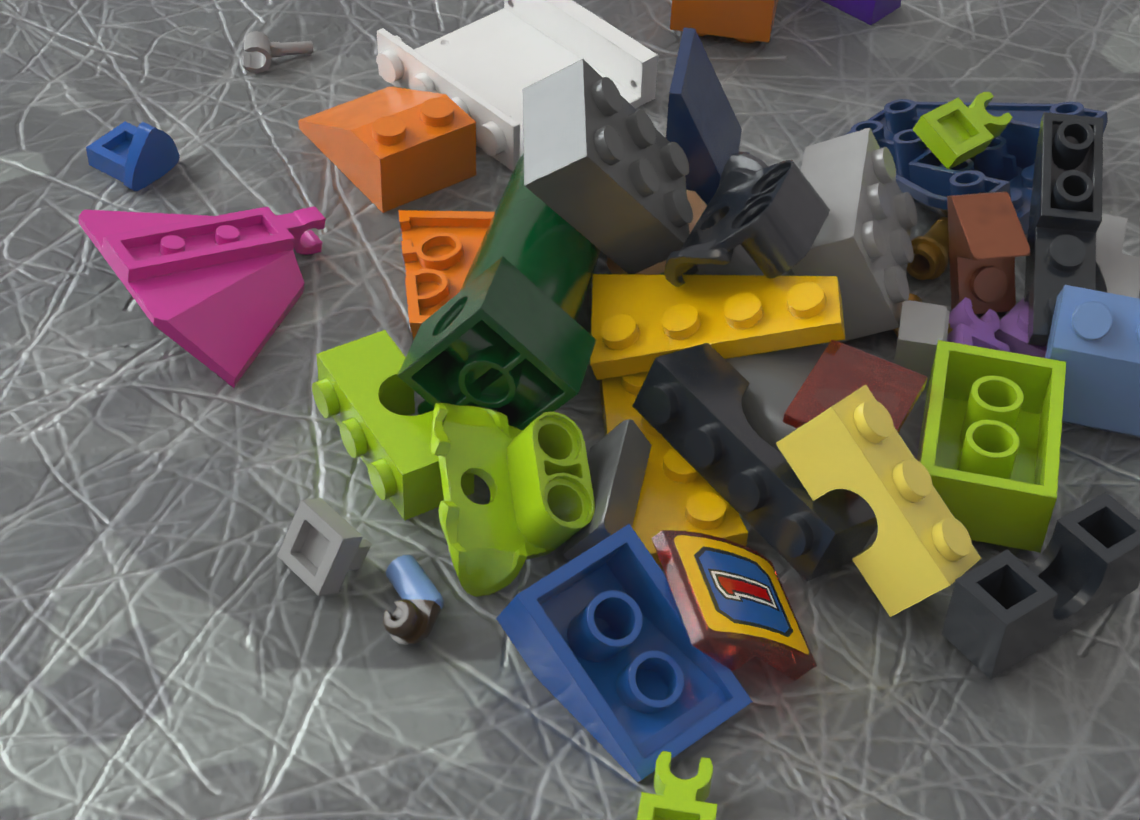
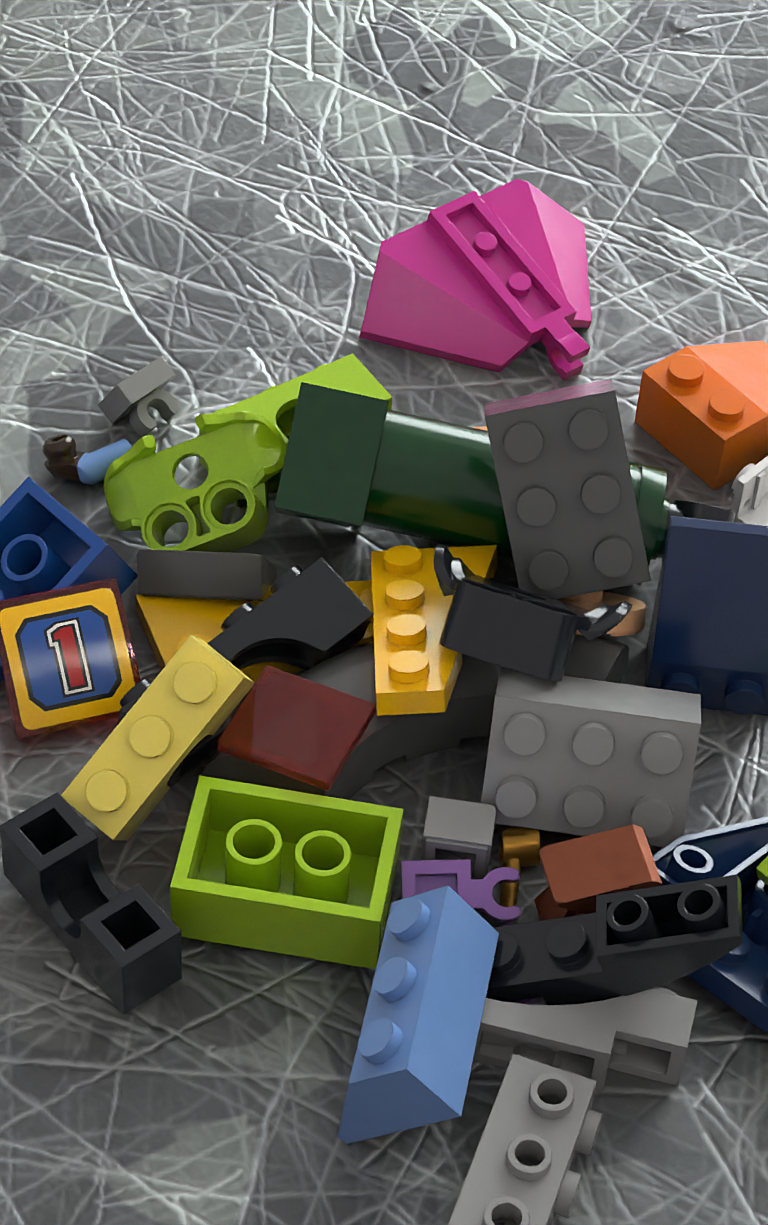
camera: 85 degrees right, 5 degrees up
(134, 154) = (672, 230): blue tile -> none

